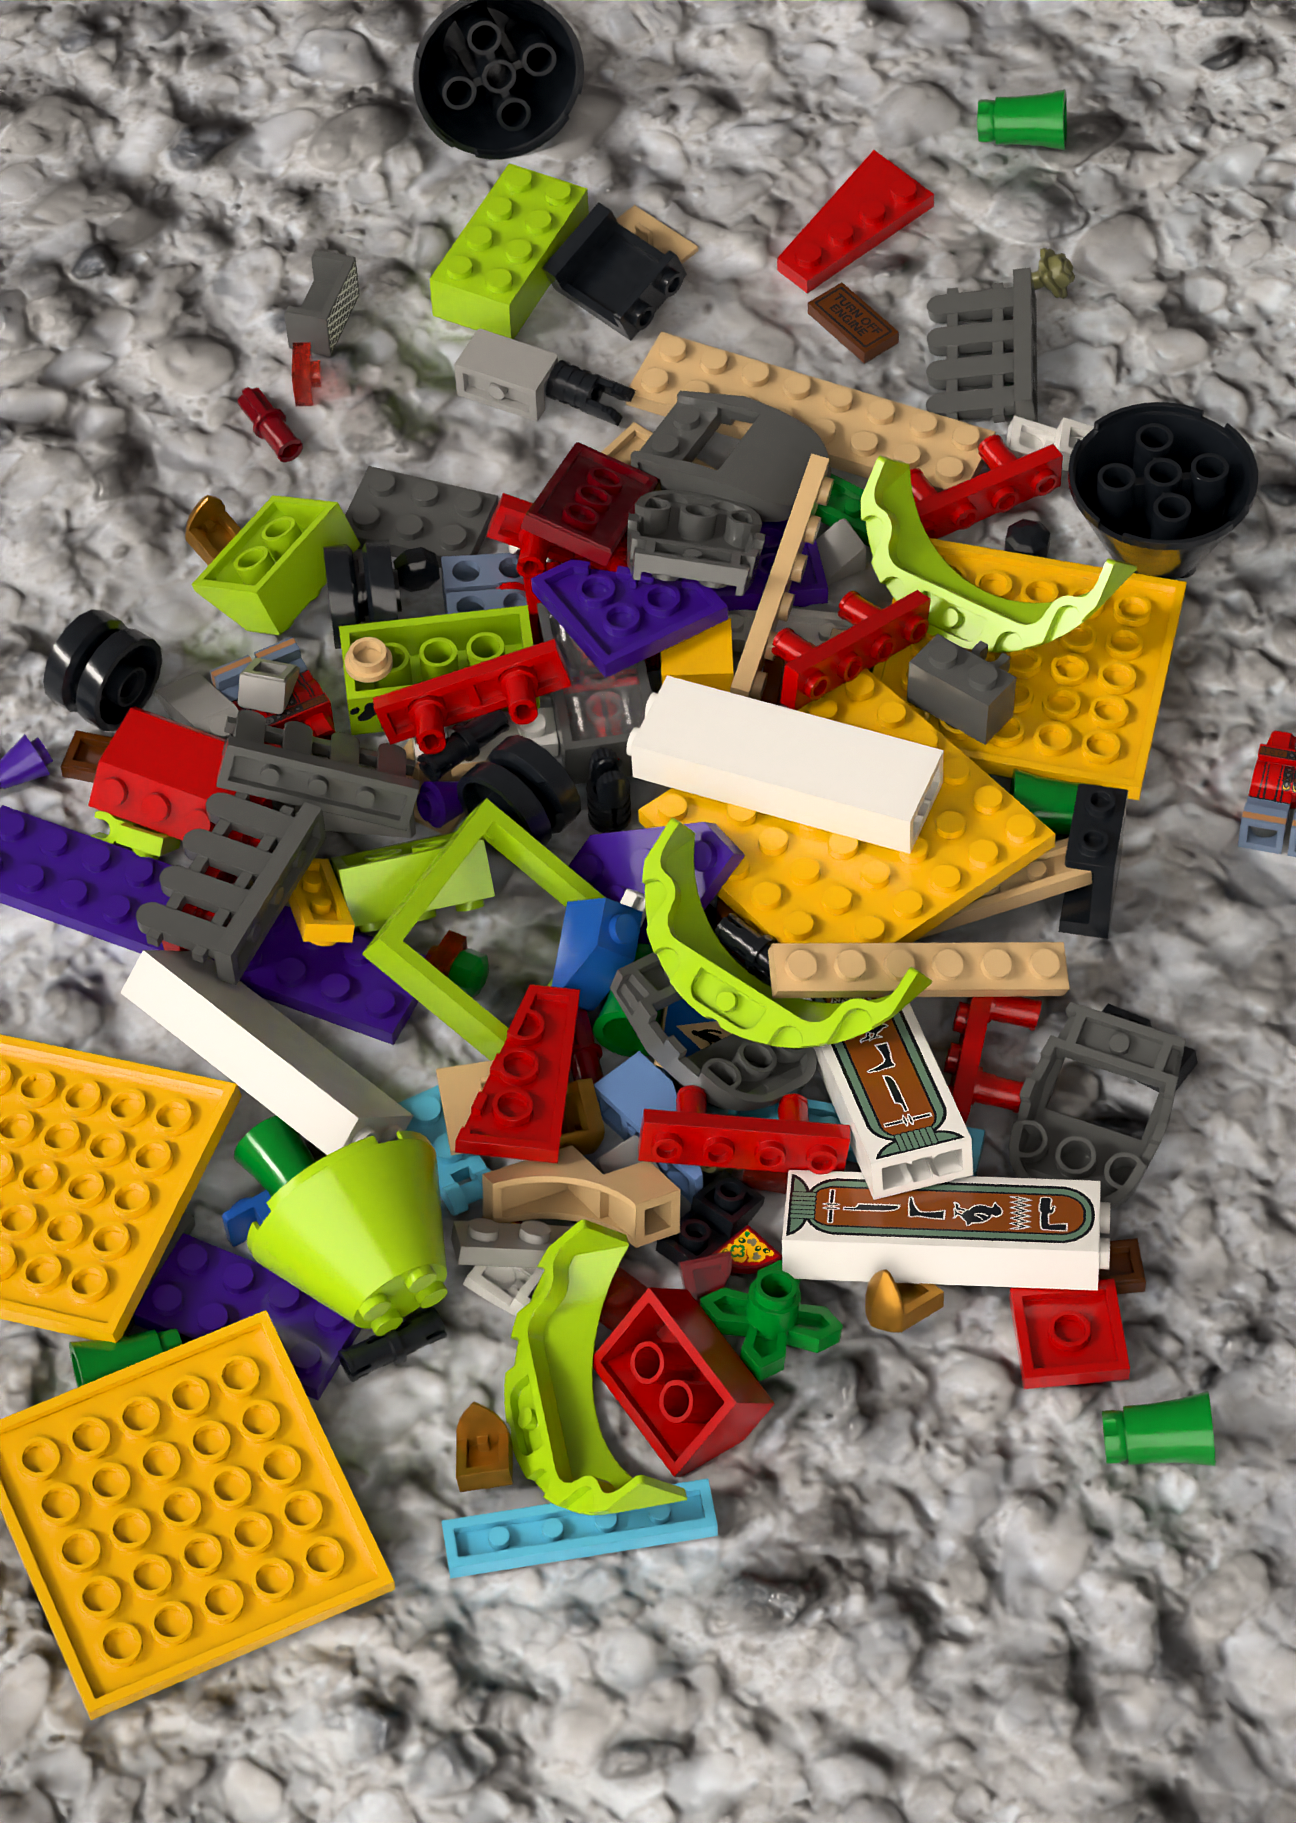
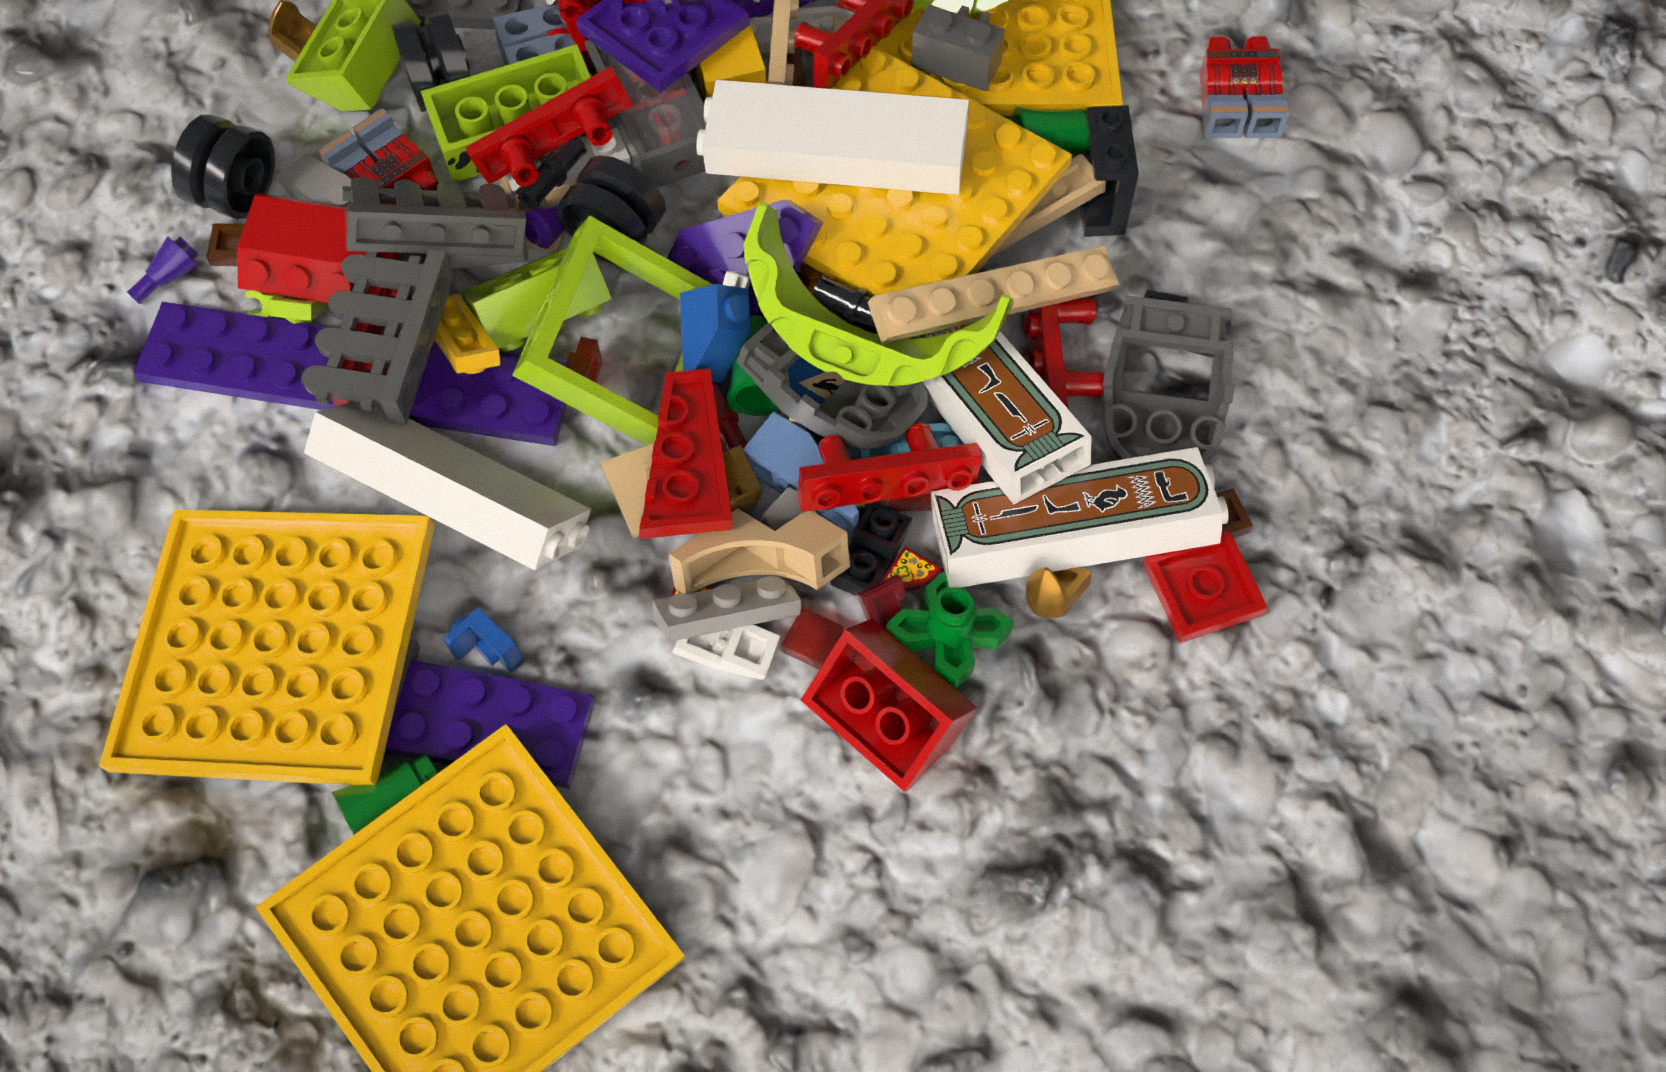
camera: 15 degrees left, 10 degrees up
(267, 685) = (370, 153): light grey slope -> none
(273, 1153) = (493, 585): green plant -> none
(361, 1231) = (577, 636): lime cone -> none
(368, 660) = (453, 115): tan plate -> none
(393, 1346) = (624, 724): black pin -> none
(417, 569) = (474, 32): black tile -> none
(430, 1122) = (612, 531): medium azure plate -> none
(470, 971) = (606, 369): green tile -> none
(482, 1450) = (732, 810): pearl gold plate -> none
(552, 1382) = (779, 744): lime windscreen -> none
(557, 1534) = (835, 863): medium azure plate -> none
(607, 791) = (683, 190): black hinge -> none
(1161, 1432) = (1314, 659): green plant -> none

